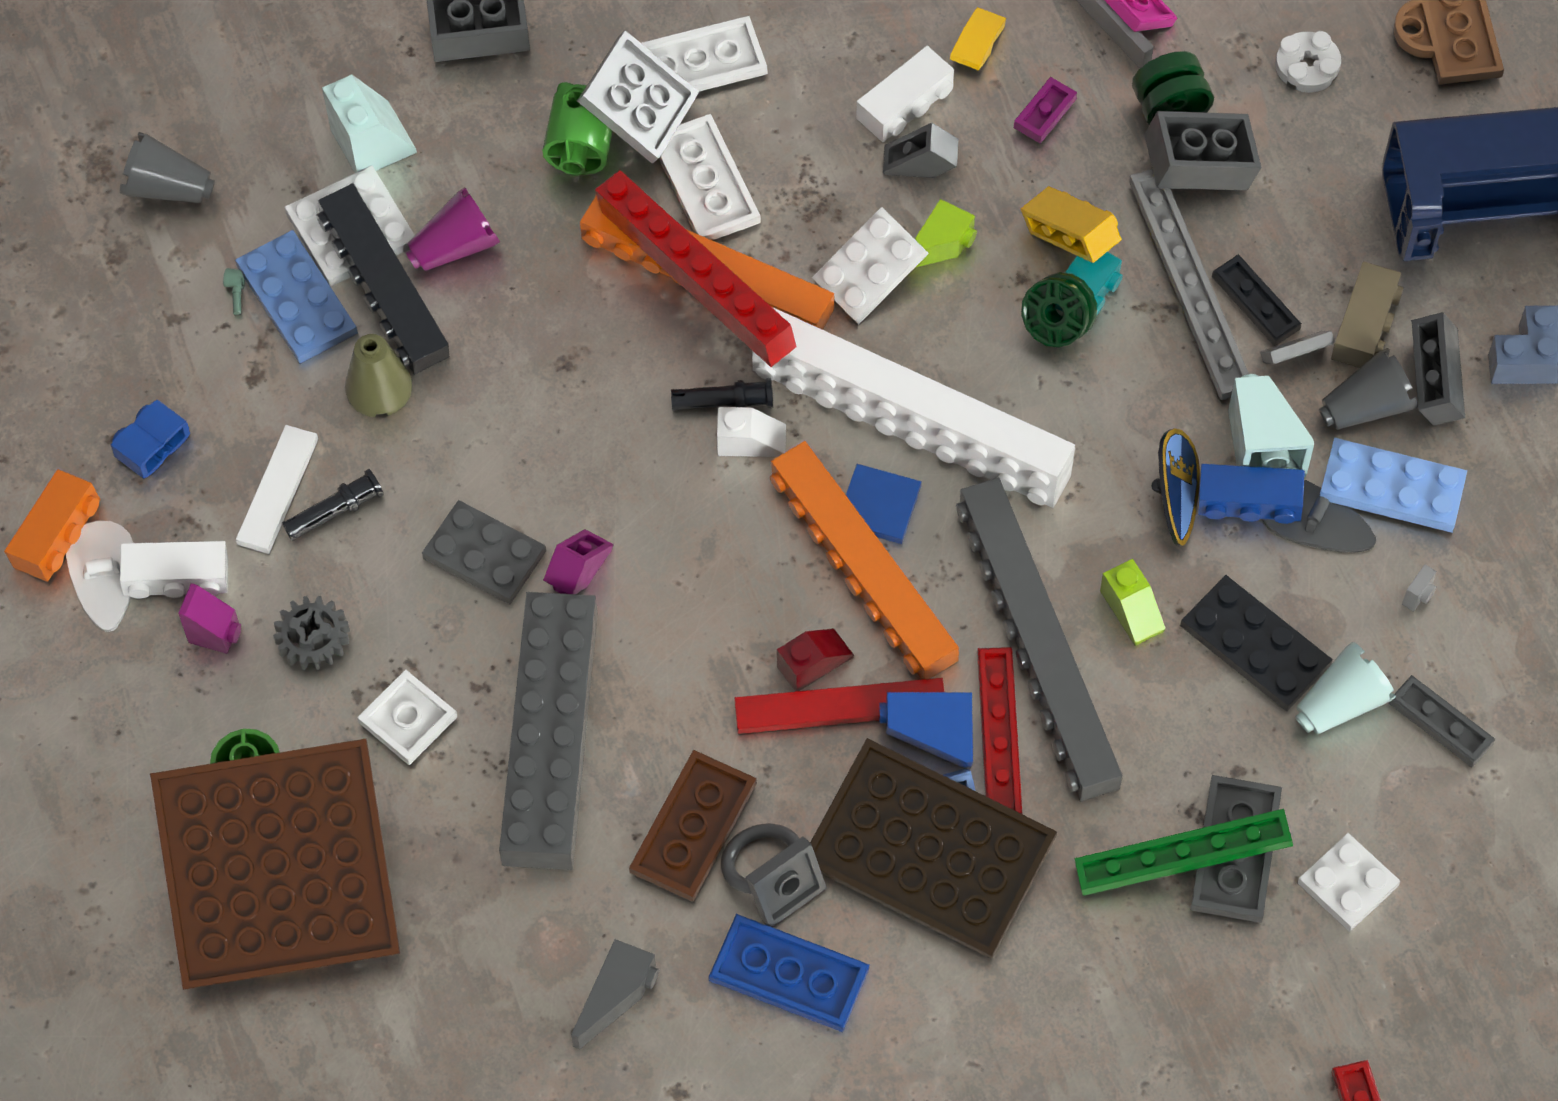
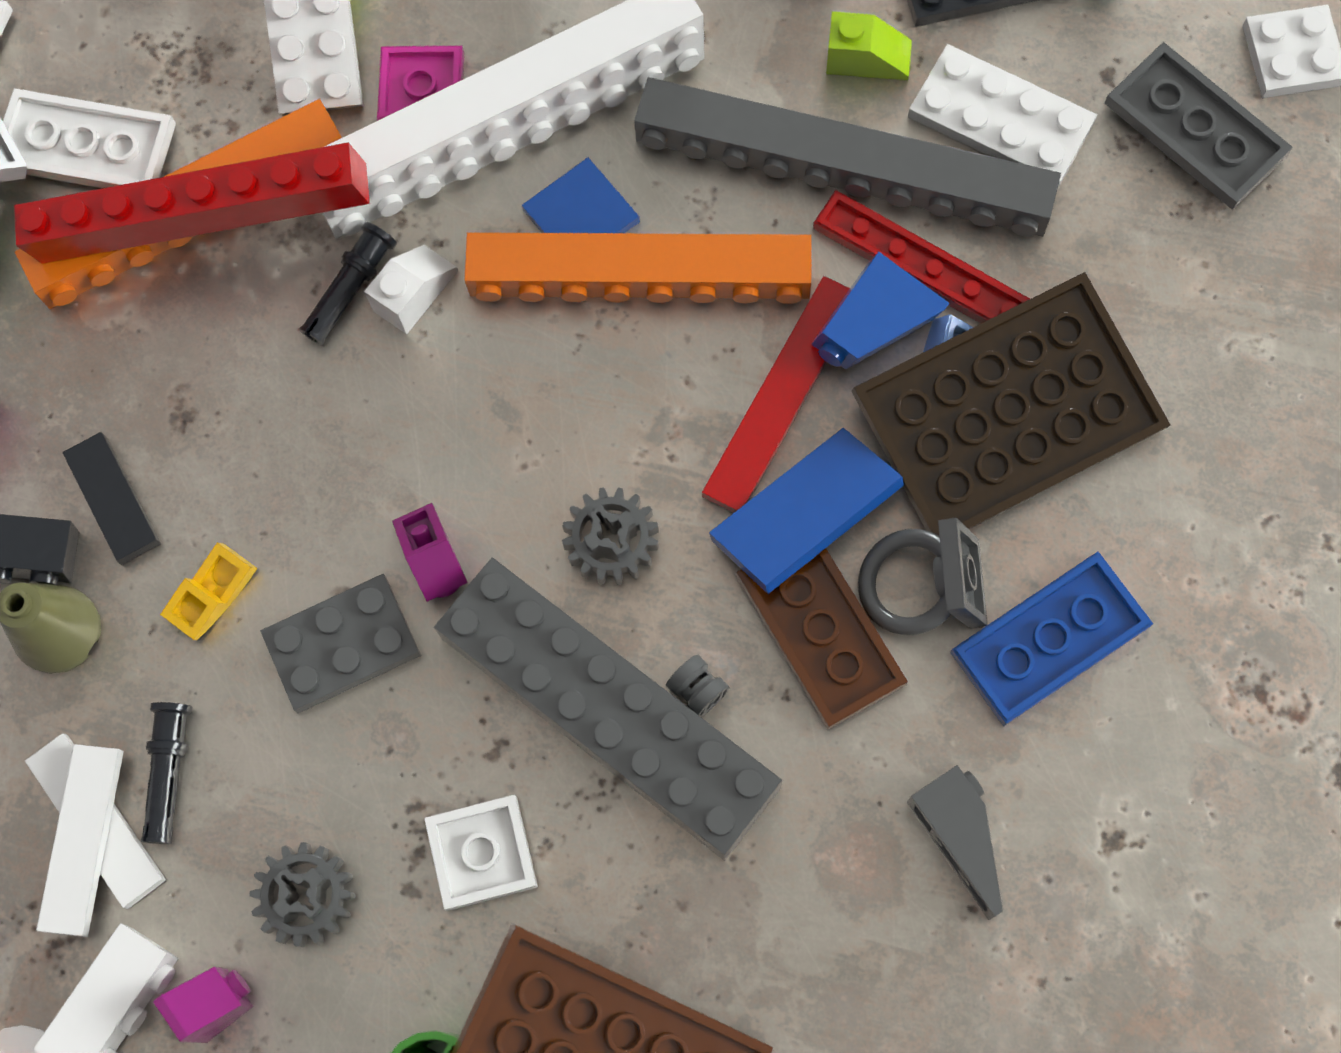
camera: 50 degrees left, 10 degrees up
(259, 487) = (80, 841): none -> white tile
(463, 456) = (210, 592): none -> yellow slope
(483, 359) = (111, 498): none -> black tile
(601, 774) = (697, 685): none -> dark grey wheel
(672, 672) = (597, 547): none -> dark grey gear
(766, 764) = (806, 509): none -> blue tile
(811, 657) = (711, 387): dark red slope -> none
(902, 341) = (415, 73): none -> dark pink tile
(1150, 720) = (1000, 113): none -> white plate
(1183, 852) = (1181, 171): green plate -> none

